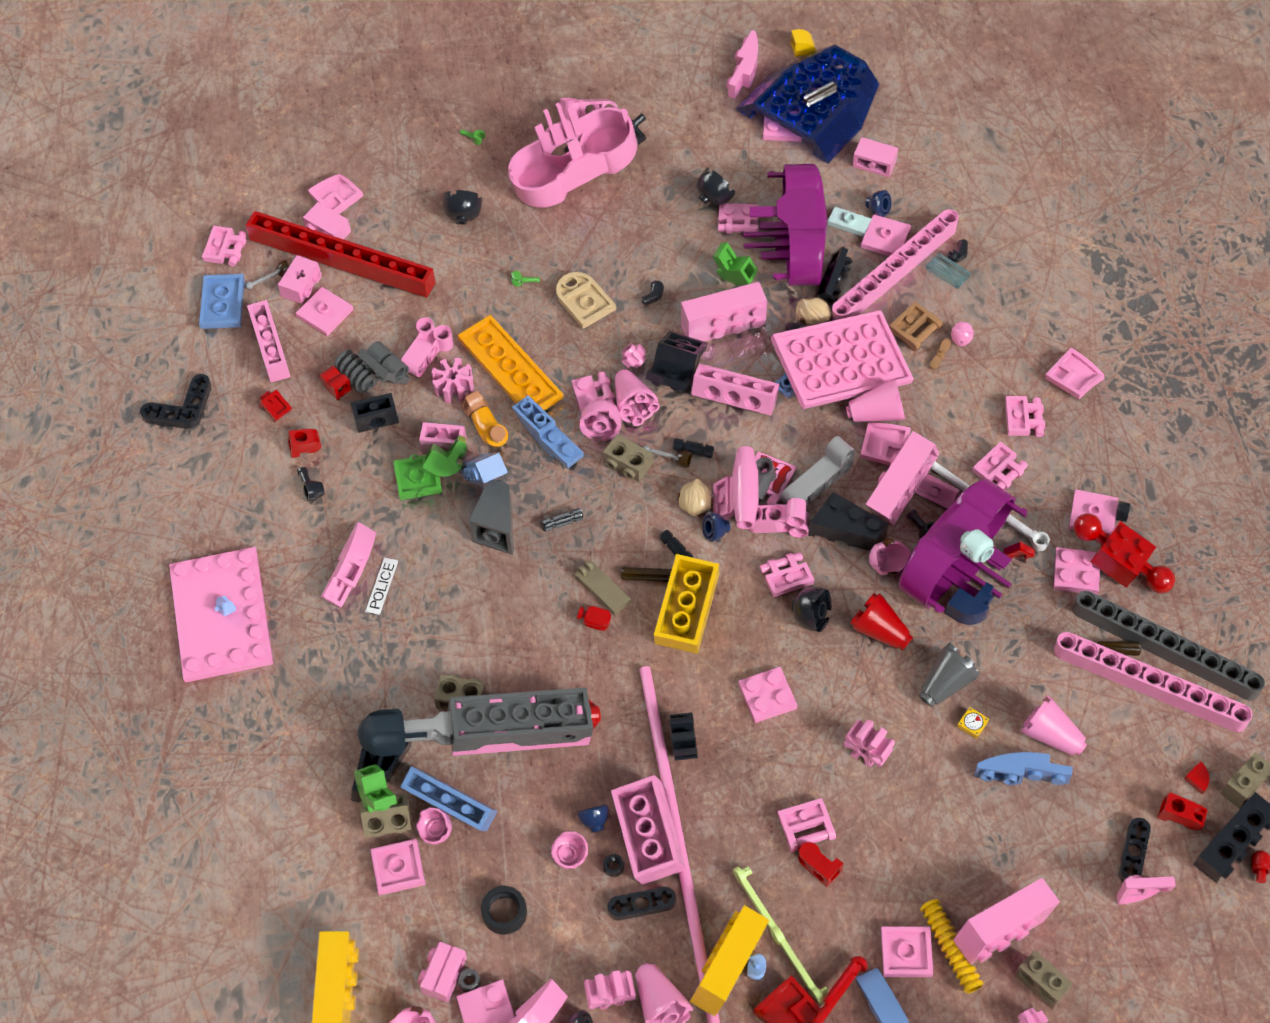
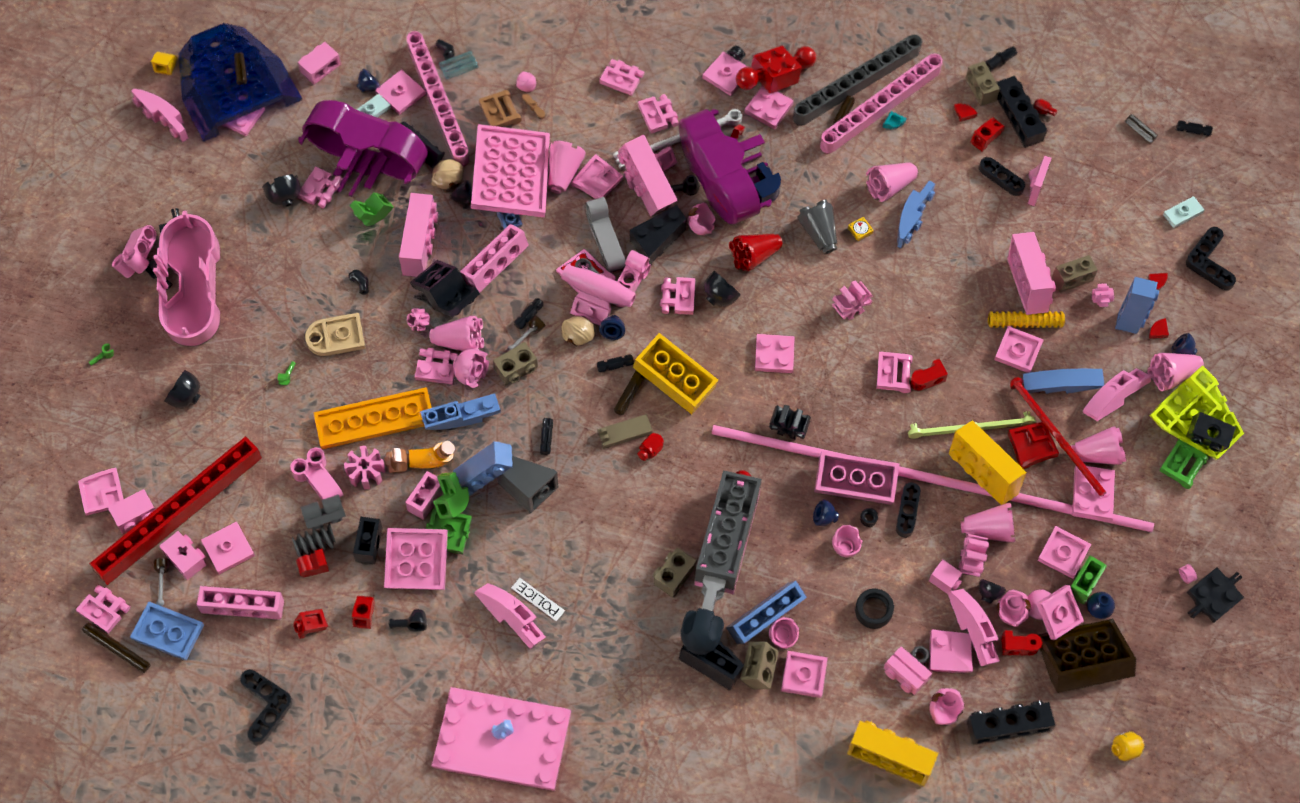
camera: 70 degrees left, 5 degrees up
(191, 273) = (116, 647): none -> dark brown axle
(373, 460) = (416, 559): none -> bright pink plate
(373, 789) = (746, 660): bright green brick -> none
(573, 972) = (946, 577): none -> bright pink brick
(976, 546) = (744, 148): light aqua head -> none
(1074, 374) = (603, 27): bright pink plate -> none
(1138, 705) = (894, 121): none -> teal tile

